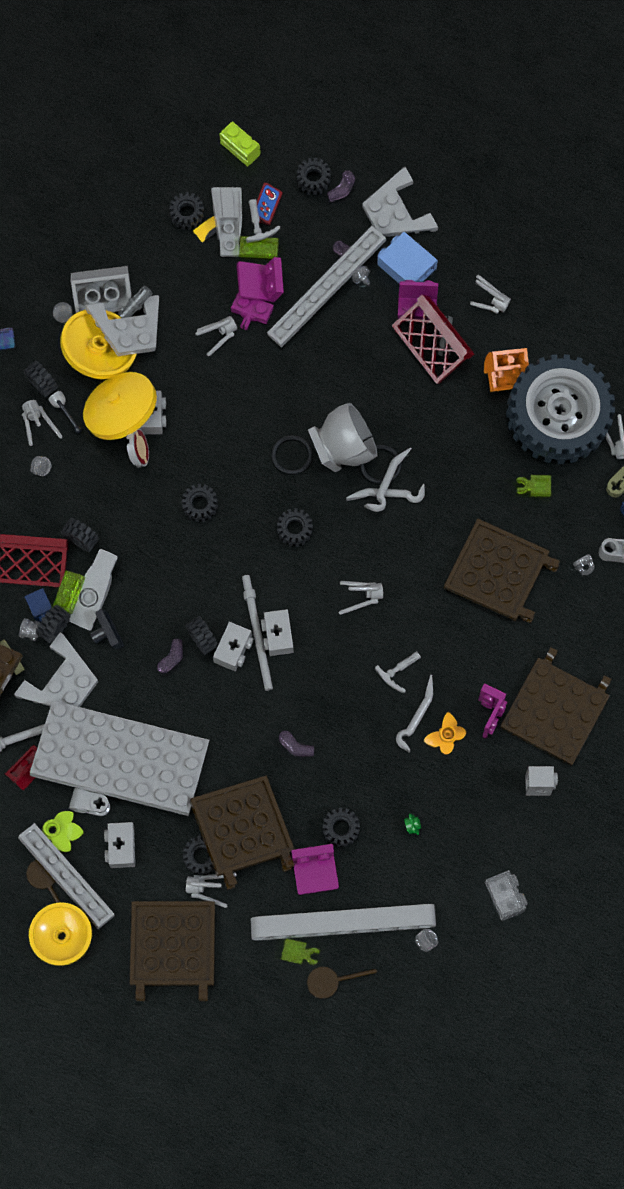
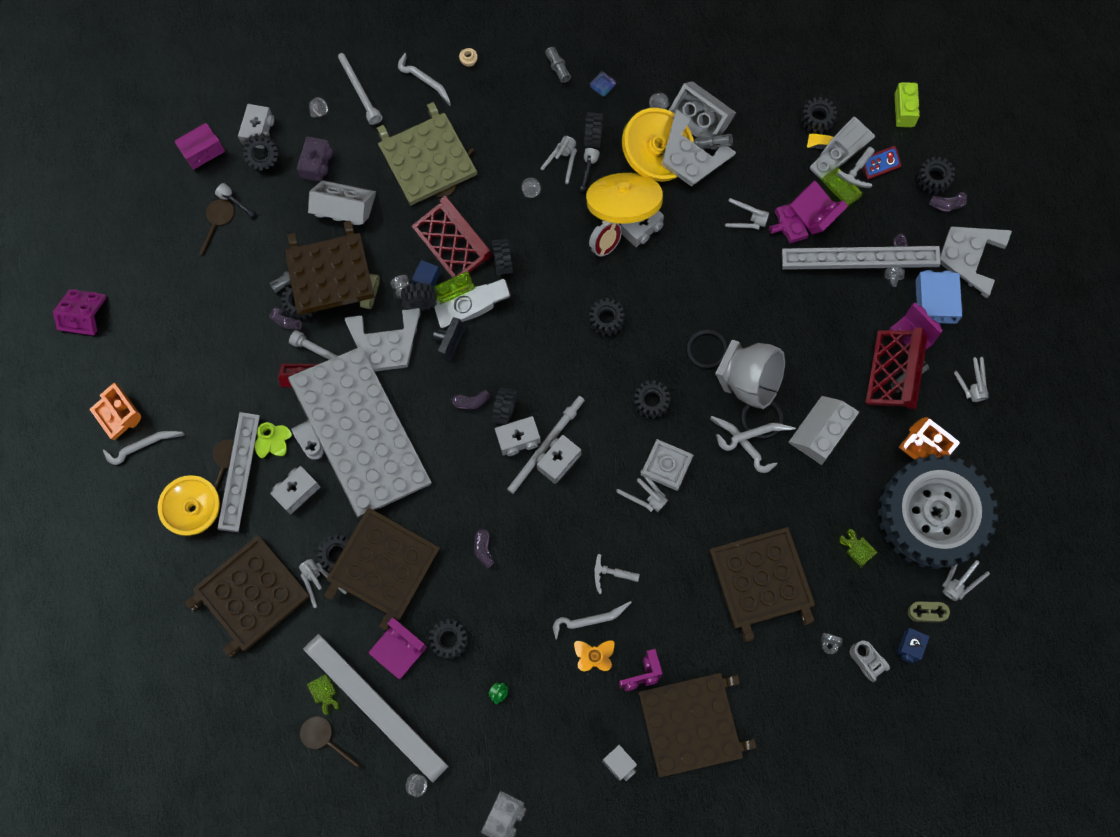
camera: 50 degrees right, 0 degrees up
(353, 561) = (667, 464): none -> light grey tile
(429, 429) = (823, 428): none -> light grey slope

